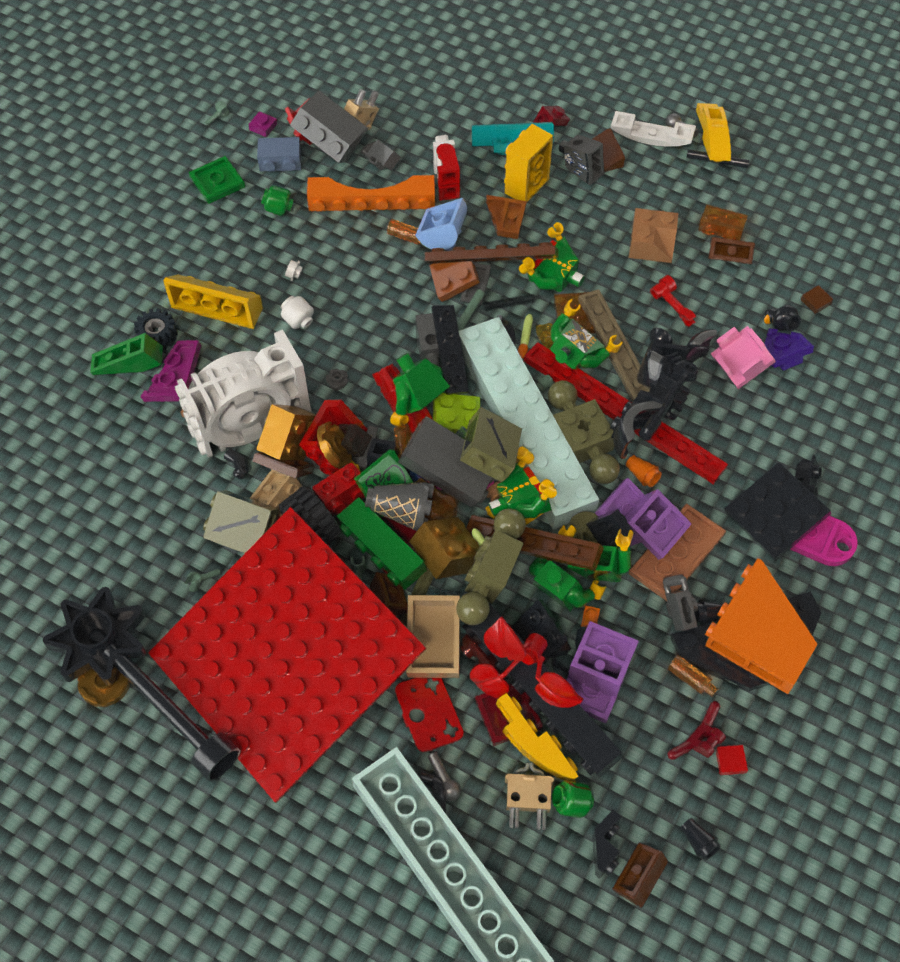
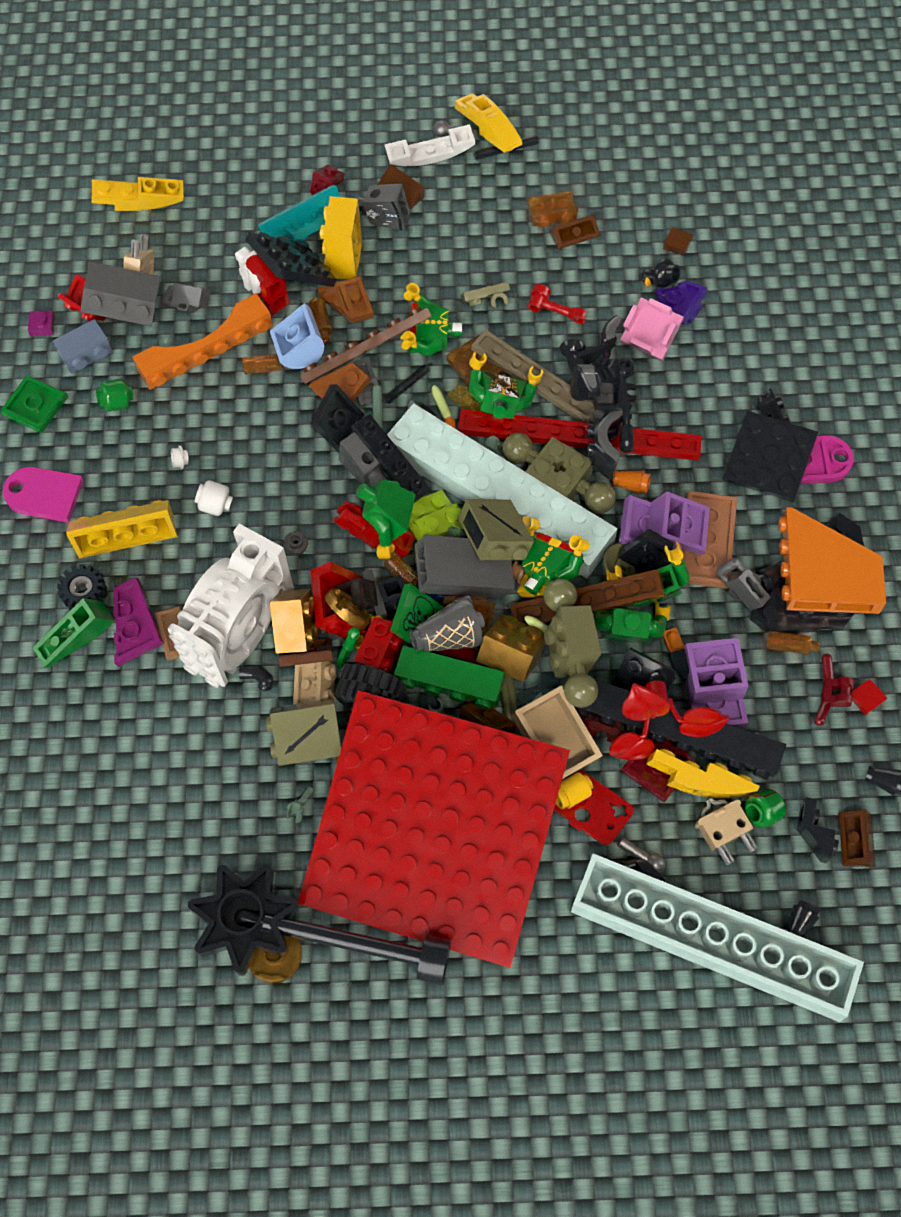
camera: 30 degrees left, 5 degrees up
(179, 248) = (44, 493): none -> dark pink tile
(318, 474) = (348, 646): none -> green piece
(399, 65) = (144, 195): none -> yellow slope
(418, 689) = (574, 790): none -> yellow brick
(430, 292) = (336, 416): none -> black tile
(474, 219) = (321, 317): none -> clear orange cylinder
(476, 161) = (291, 259): none -> black plate
(542, 912) = (802, 918): none -> black cone
(611, 261) = (475, 297): none -> olive plate
(653, 235) = (498, 251): medium nougat slope -> none

